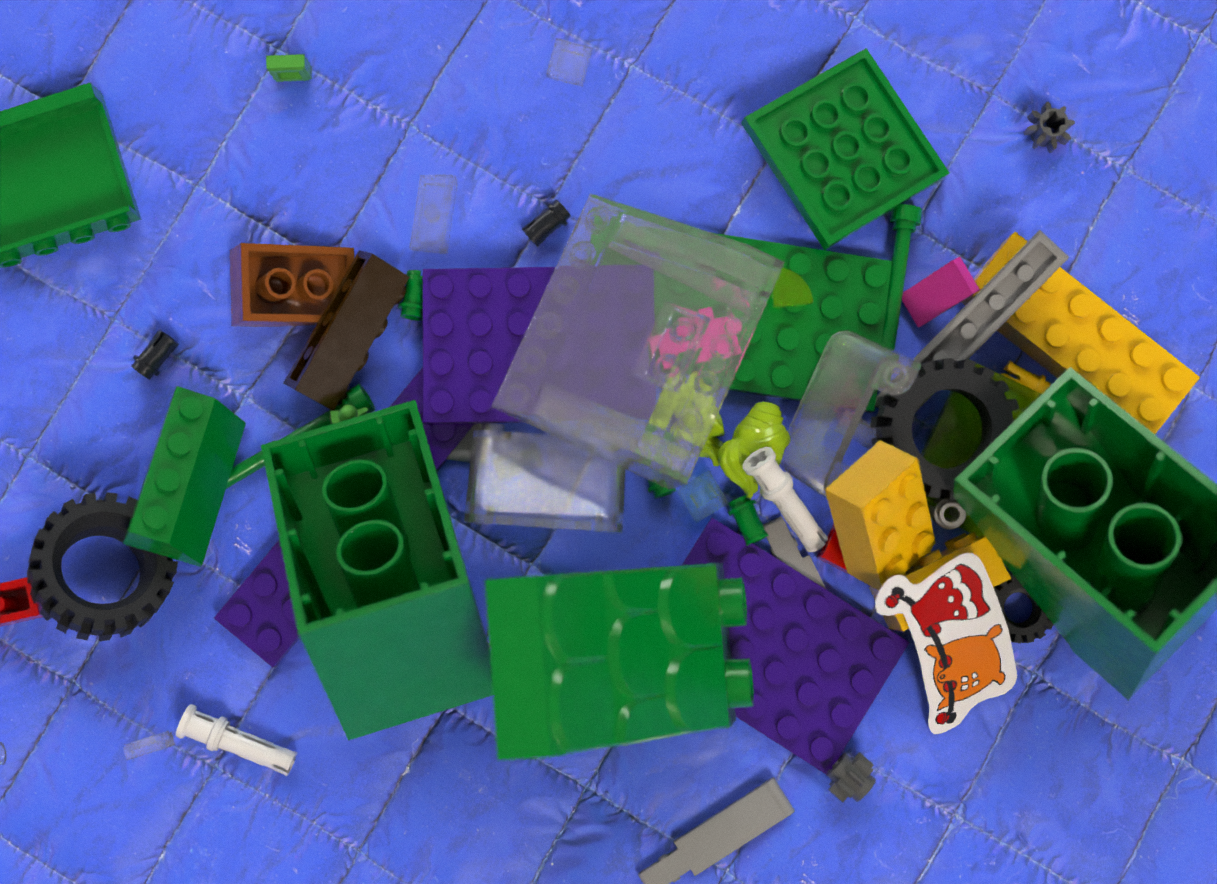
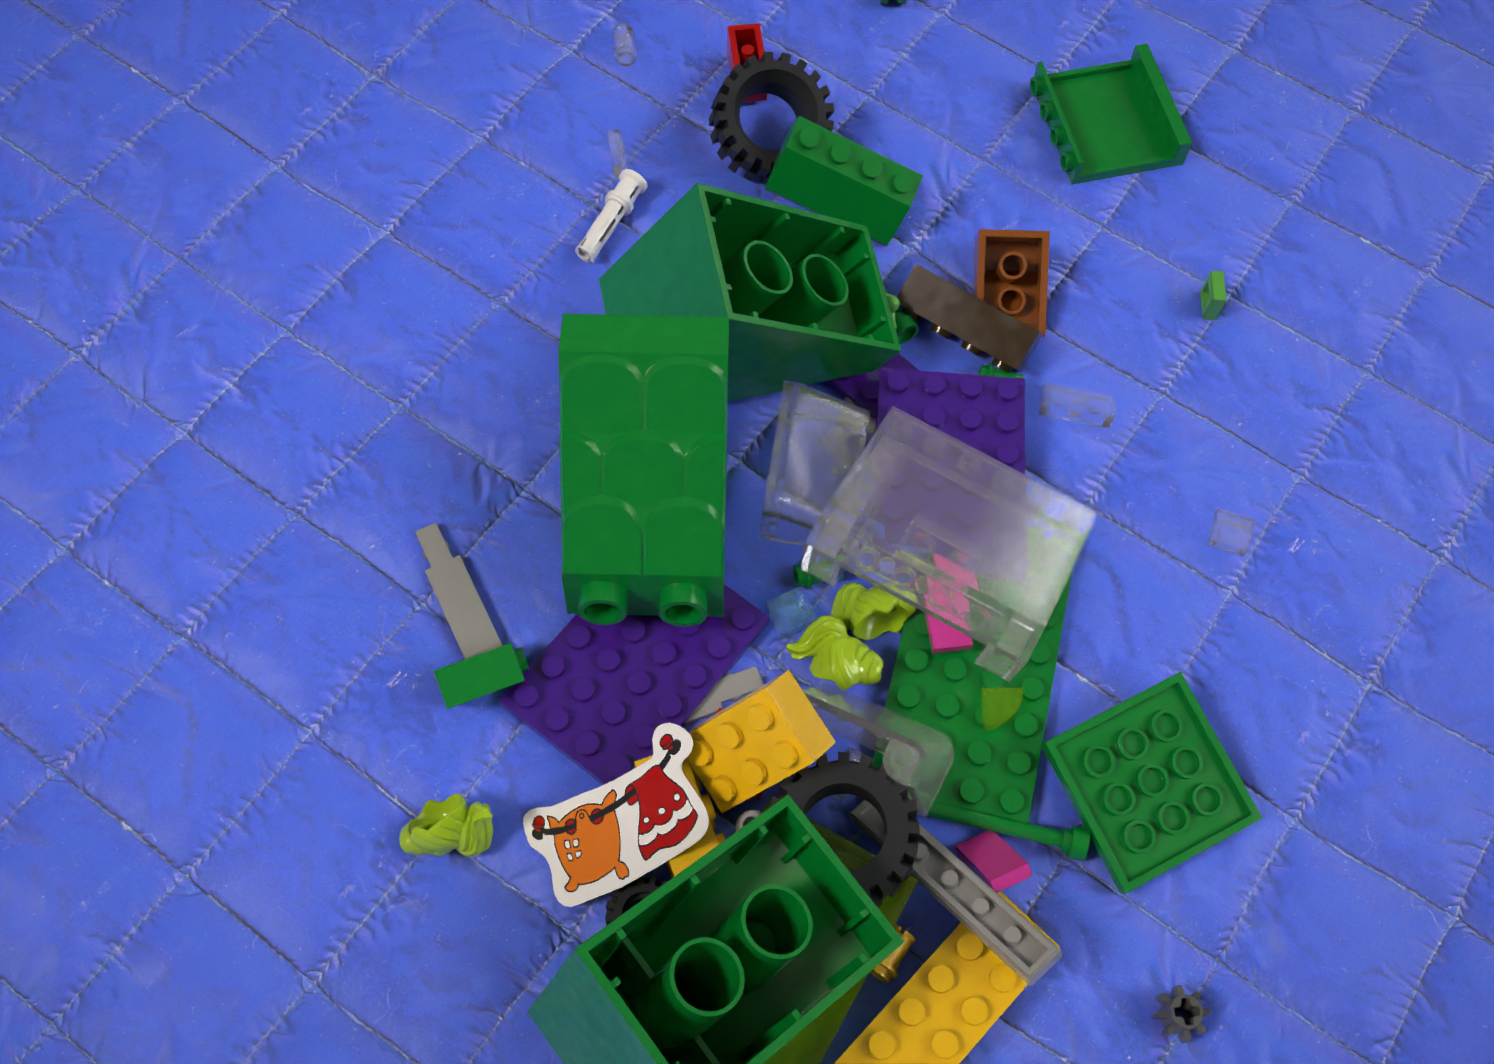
camera: 90 degrees right, 20 degrees down
(154, 355) = (951, 182): black pin -> none
(546, 222) = (1065, 486): black pin -> none
(747, 519) = (764, 650): green pin -> none
(778, 488) = (800, 661): white pin -> none
(809, 797) = (481, 674): none -> green brick
(851, 777) = (493, 719): dark grey gear -> none
(958, 805) = (449, 827): none -> lime hair

